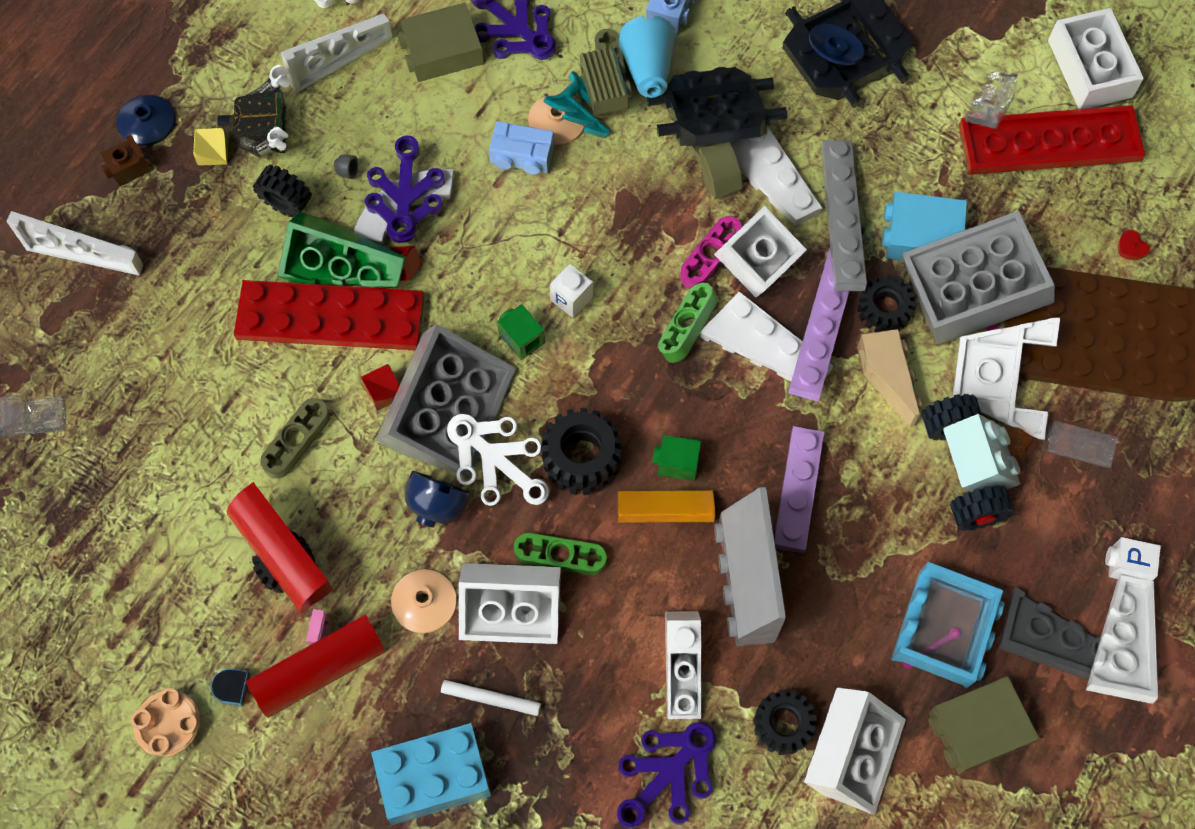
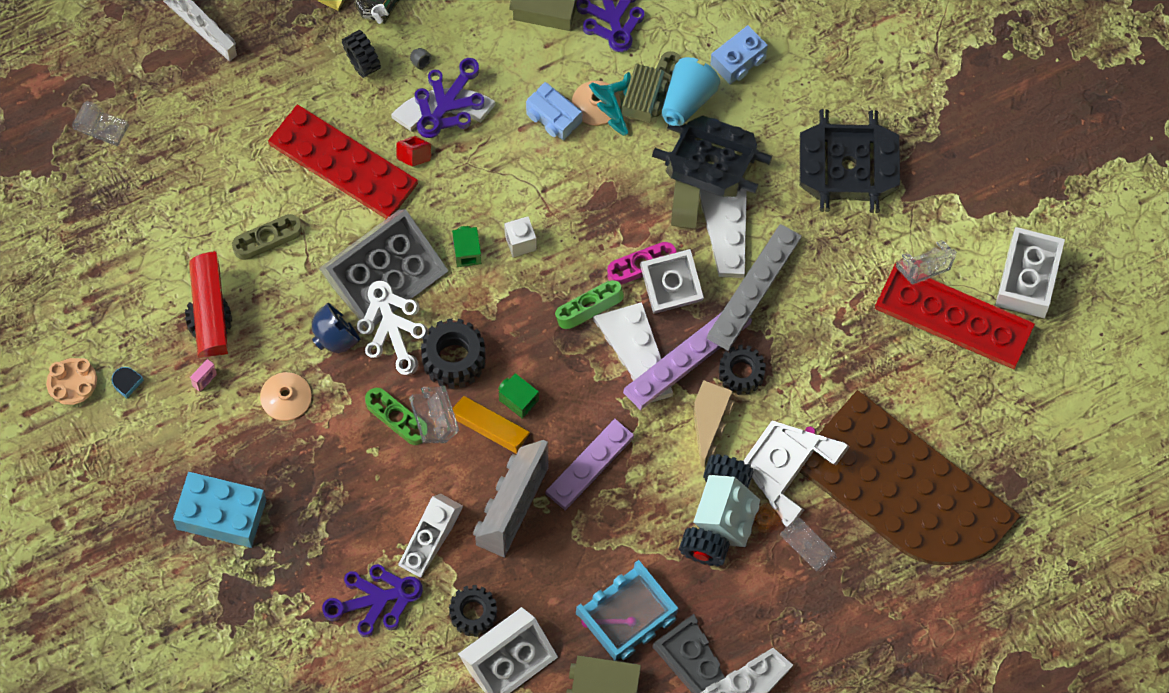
camera: 30 degrees right, 0 degrees up
(315, 666) = (188, 398): red brick -> none
(329, 254) = (367, 117): green wedge -> none
(381, 386) = (346, 232): red slope -> none
(490, 697) = (286, 481): white bar -> none
(509, 603) = (340, 428): white slope -> none
(604, 529) = (434, 415): none -> clear hinge
(836, 44) = (833, 156): dark blue dish -> none
(920, 221) = (808, 330): medium azure brick -> none
(979, 277) = (815, 386): light grey slope -> none
(1131, 246) = (959, 428): red piece -> none
(1133, 559) = (789, 642): white brick -> none

